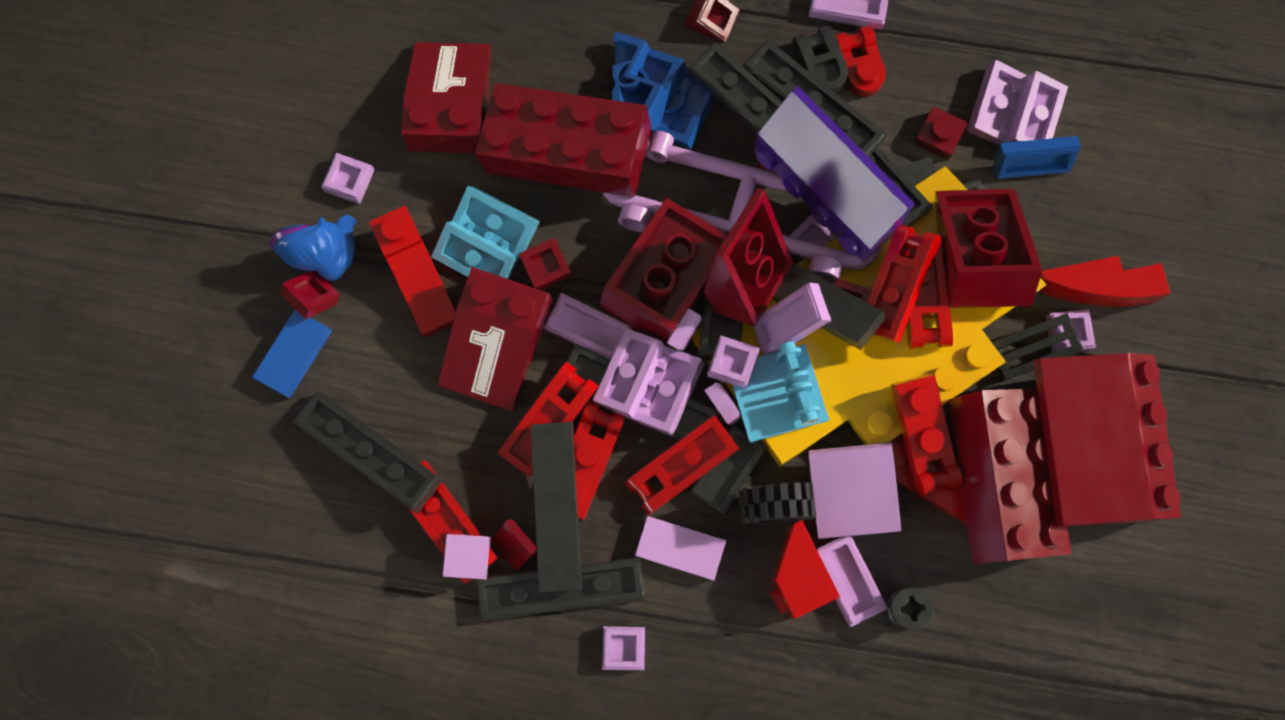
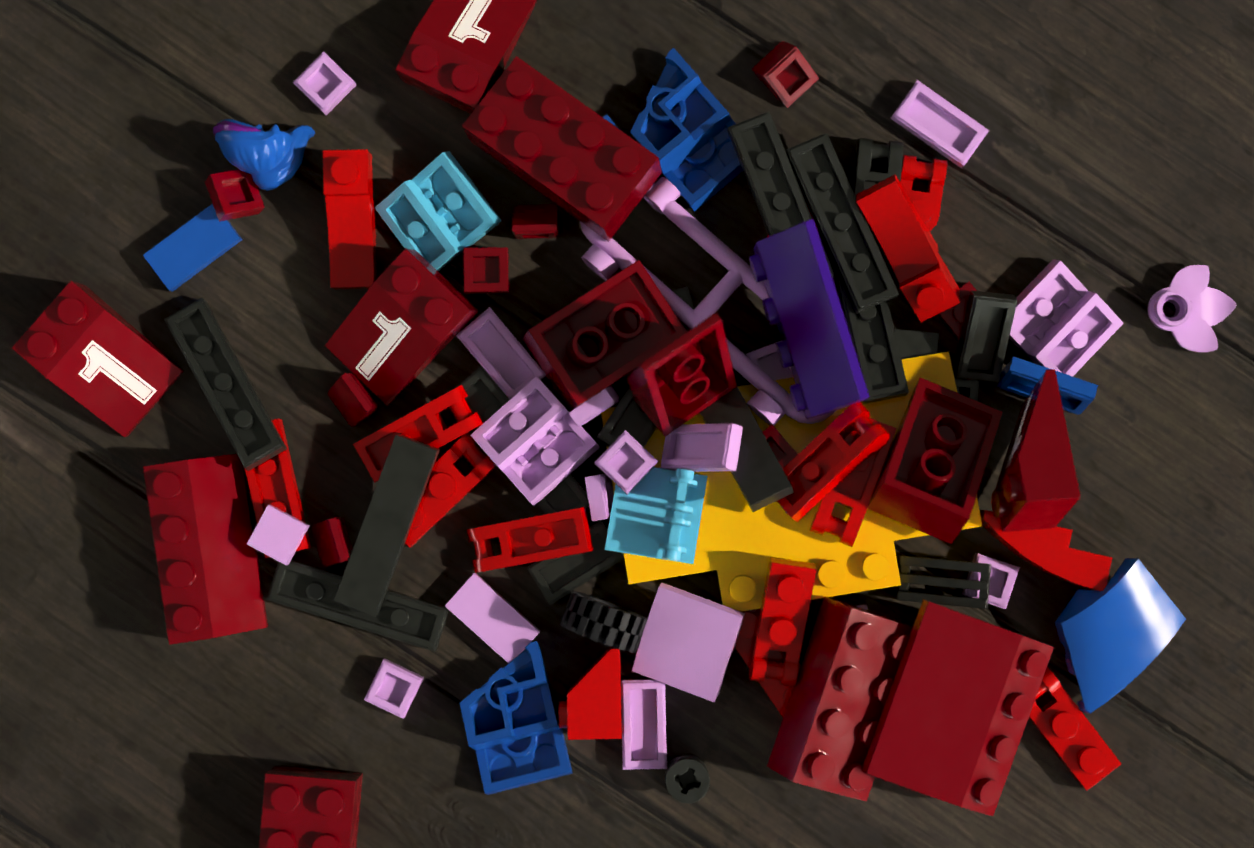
camera: 25 degrees right, 10 degrees up
(248, 478) = (98, 358): none -> dark red slope
(407, 599) = (202, 549): none -> dark red slope
(479, 418) = (352, 399): none -> dark red slope
(568, 212) = (535, 221): none -> dark red slope
(743, 631) = (516, 725): none -> blue slope
(875, 97) = (909, 248): none -> red slope
(968, 140) = (984, 336): none -> pearl dark grey tile
(1067, 209) = (1038, 471): none -> dark red slope
(1115, 53) = (1196, 309): none -> lavender plate
(1194, 324) = (1116, 632): none -> blue slope
(1205, 427) = (1072, 735): none -> red plate

